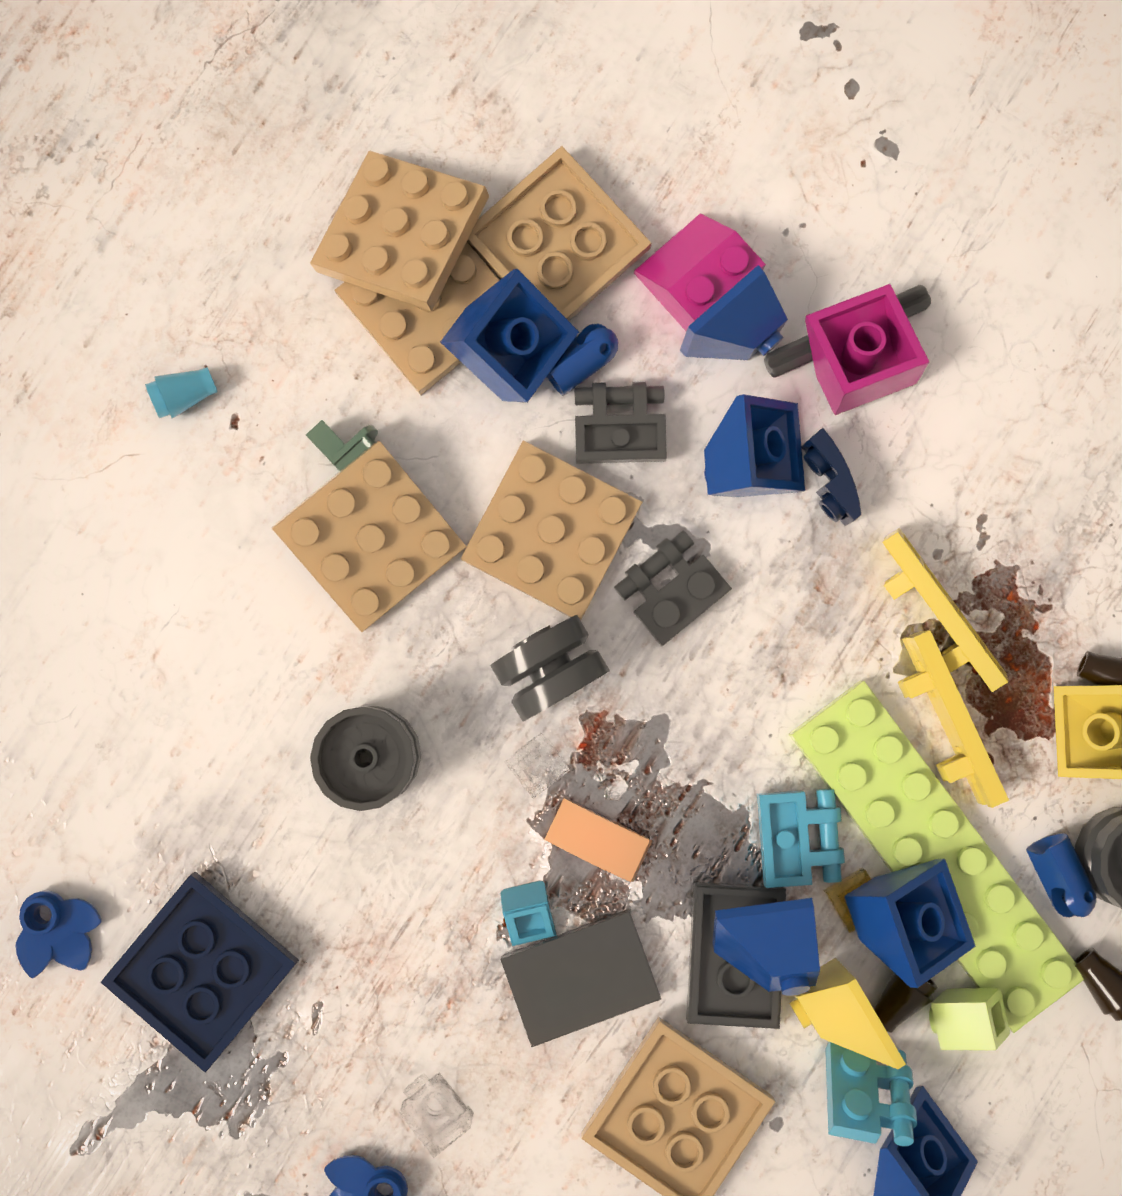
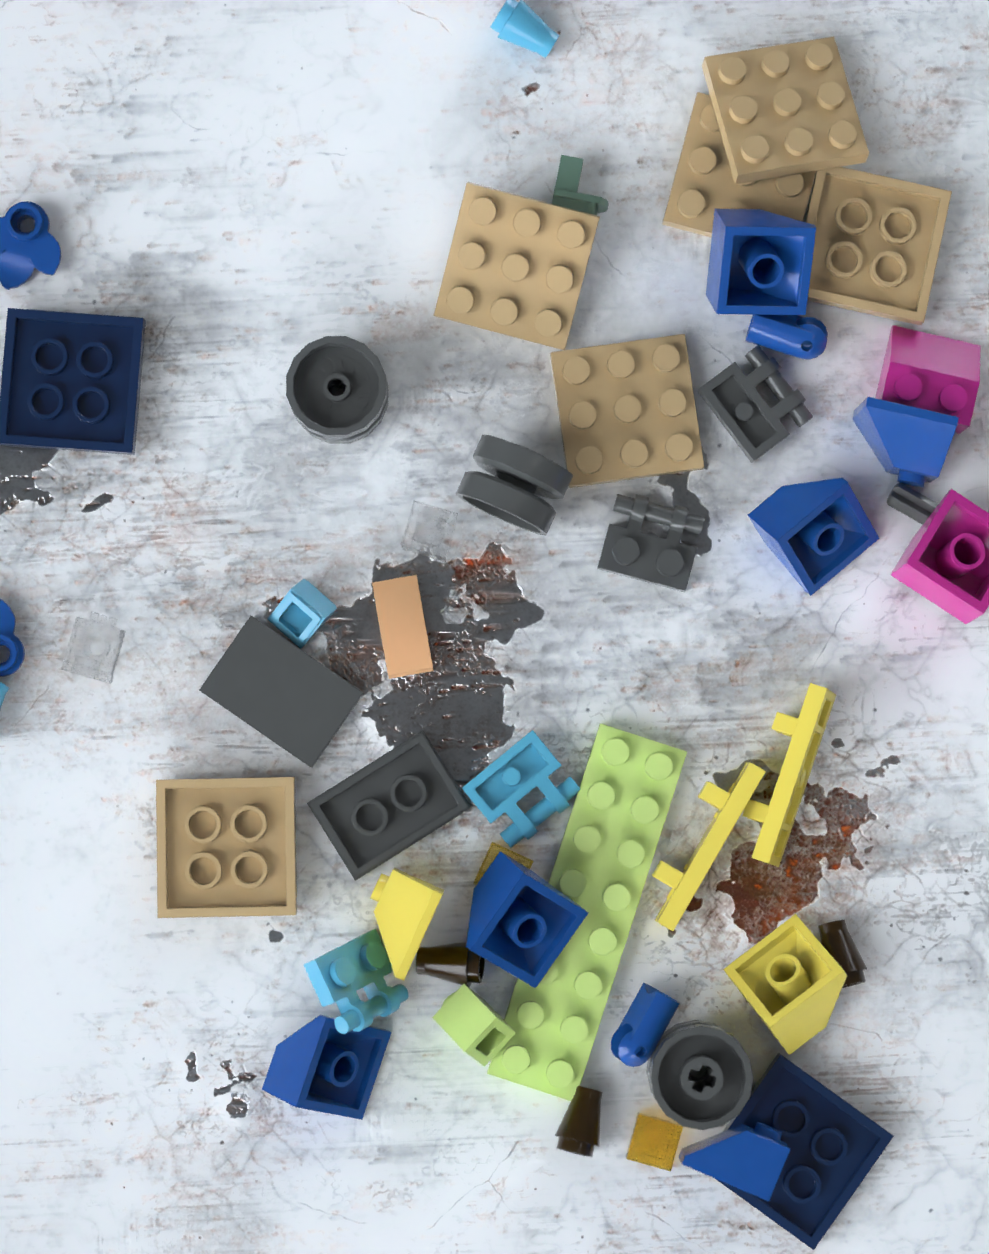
camera: 50 degrees right, 0 degrees up
(771, 944) = (420, 812): blue slope -> none
(840, 494) = (829, 619): dark blue slope -> none

